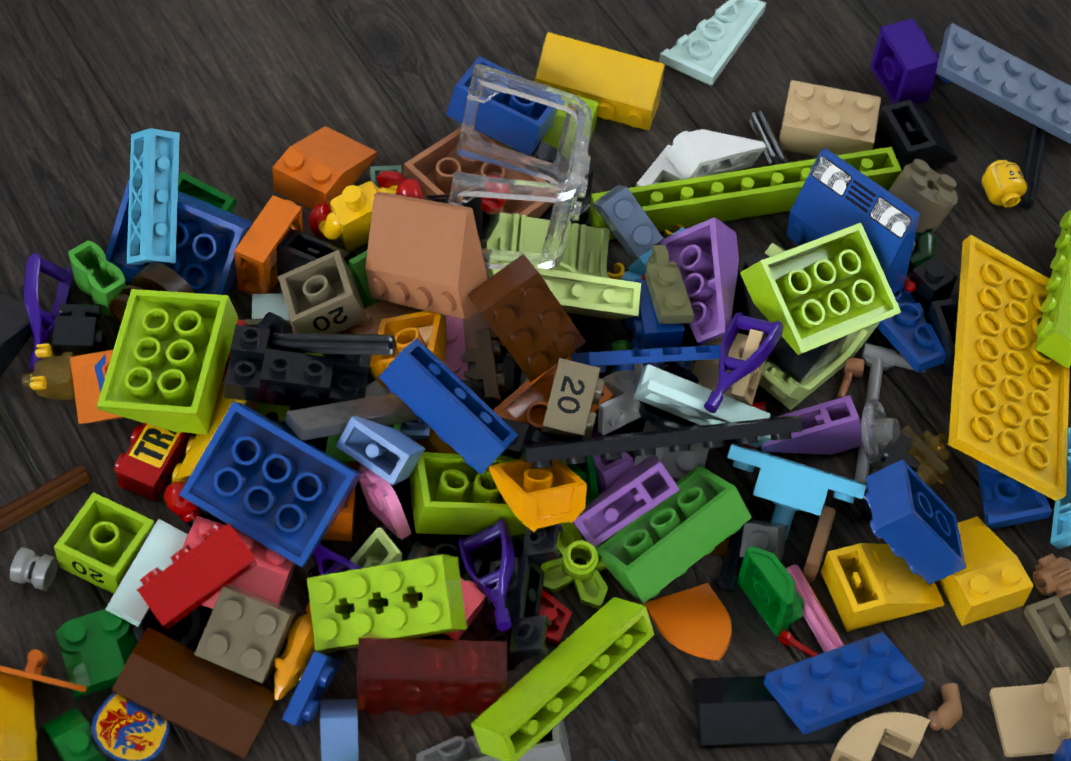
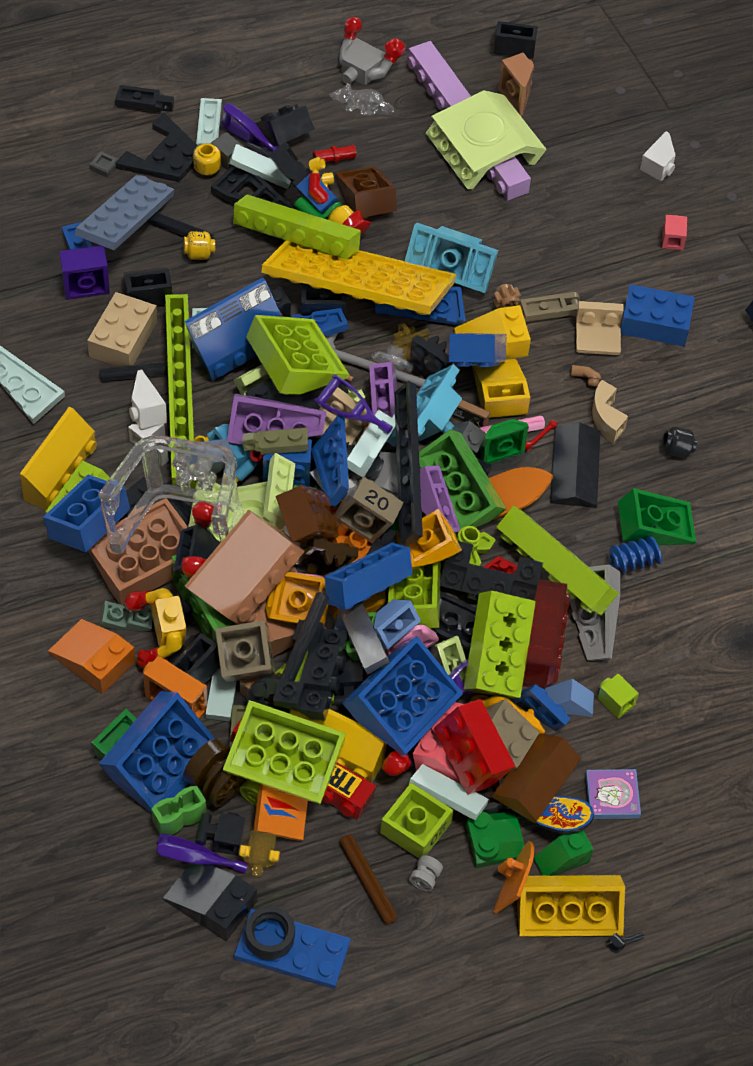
camera: 80 degrees left, 0 degrees up
(157, 198) = (143, 740): medium azure fence -> none
(498, 578) = (484, 582): dark purple piece -> none
(843, 682) = (569, 418): blue plate -> none
(926, 193) = (206, 288): dark tan brick -> none

